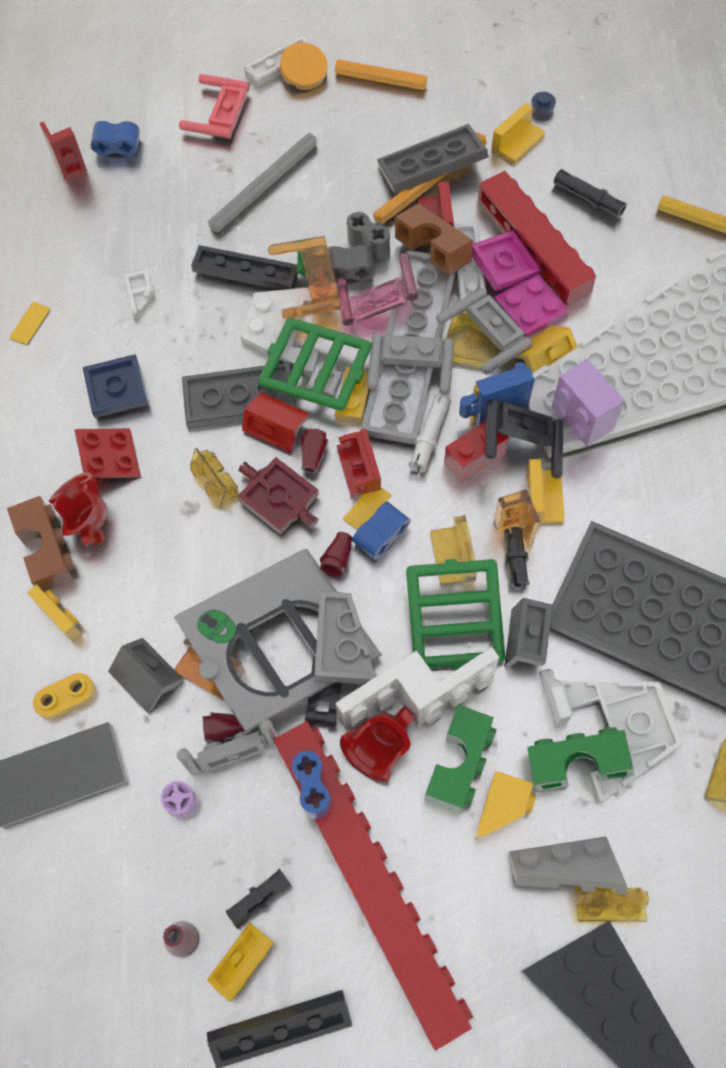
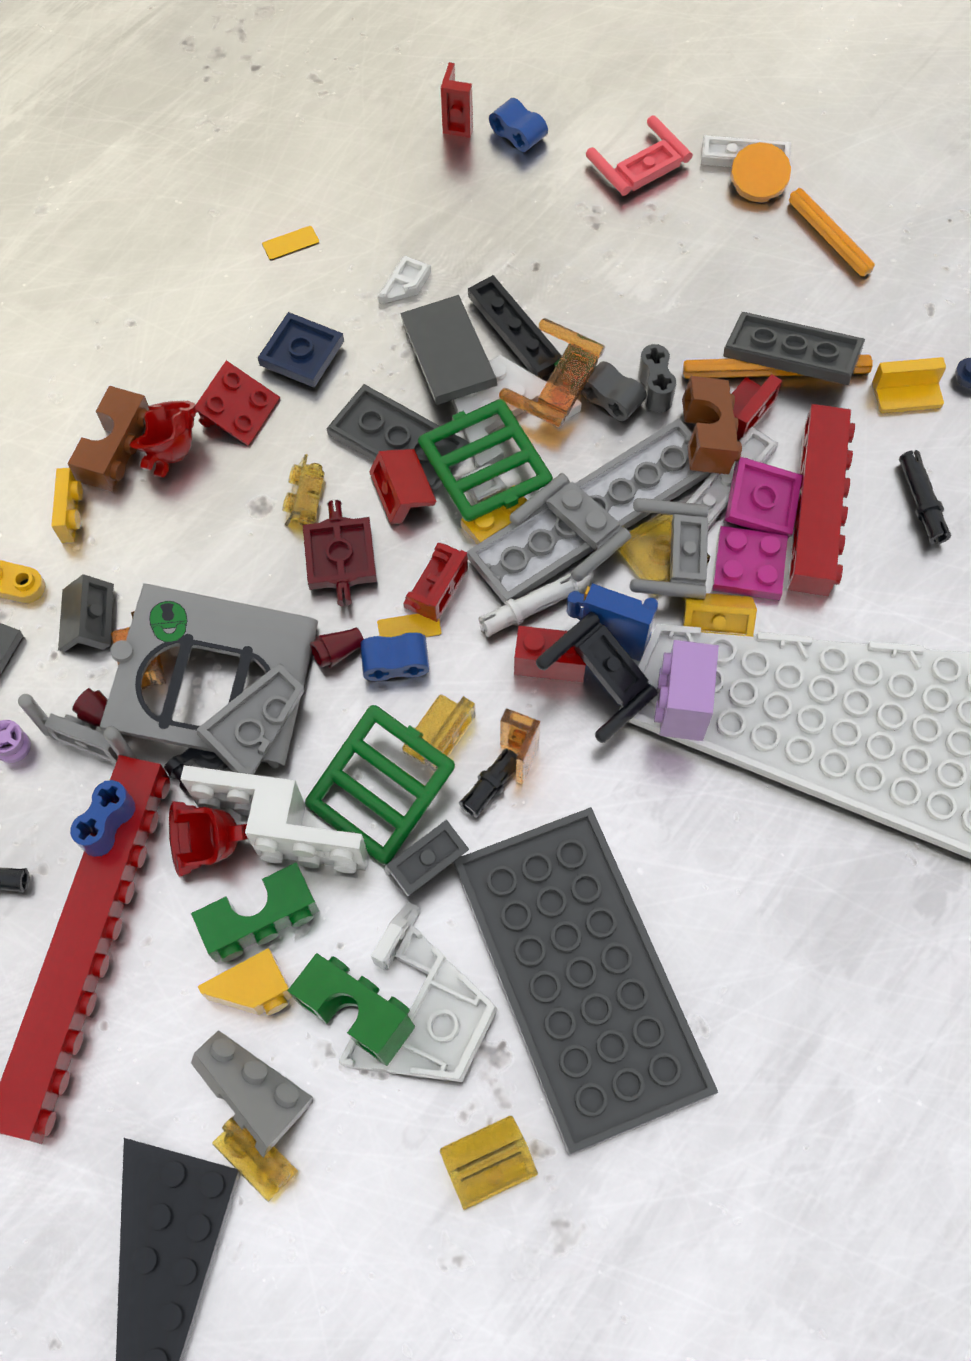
camera: 40 degrees right, 0 degrees up
(218, 313) = (448, 349): none -> dark grey tile
(262, 182) = (613, 258): light grey axle -> none
(313, 448) = (409, 536): dark red cone -> none
(379, 298) = (603, 443): clear pink plate -> none
(545, 493) = (574, 748): yellow panel -> none

